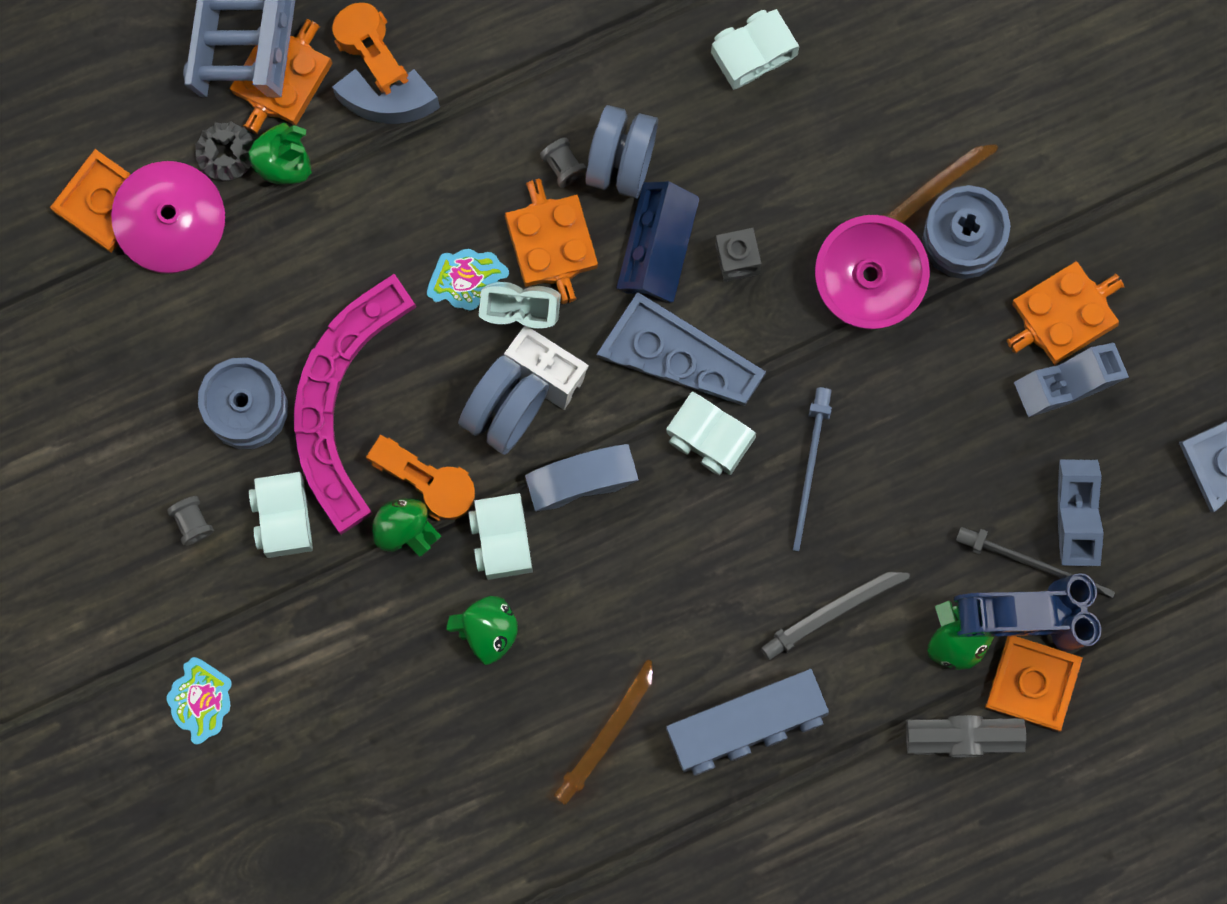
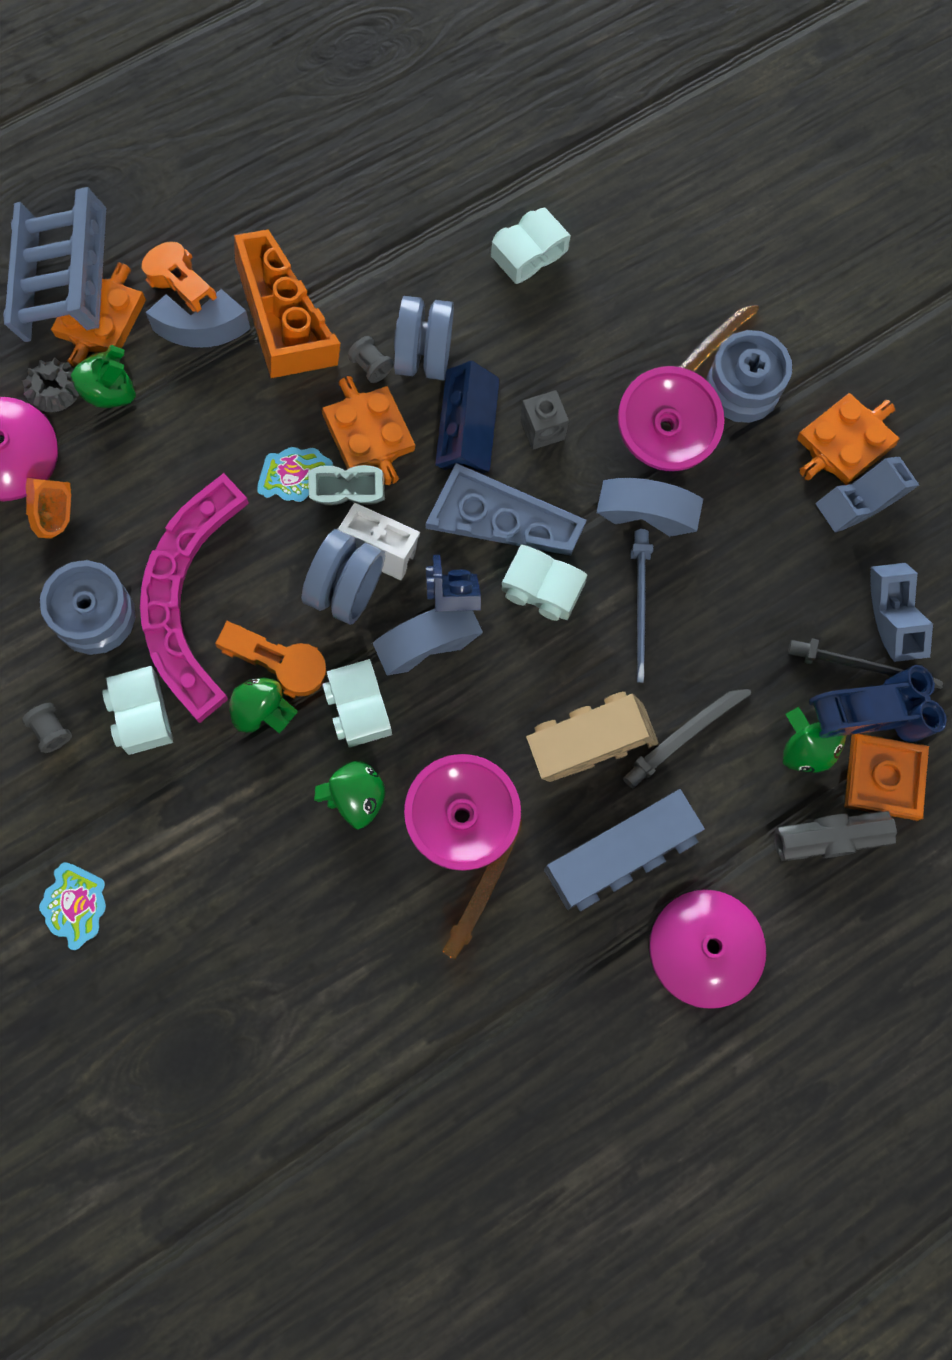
camera: 20 degrees left, 5 degrees down
(211, 287) = (48, 506): none -> rock
(477, 107) = (285, 319): none -> orange wedge
(584, 634) = (466, 785): none -> dark pink dish
(614, 432) = (453, 591): none -> dark blue bracket
(734, 602) = (591, 736): none -> tan wedge
(814, 859) = (682, 956): none -> dark pink dish
(836, 362) = (658, 503): none -> sand blue brick

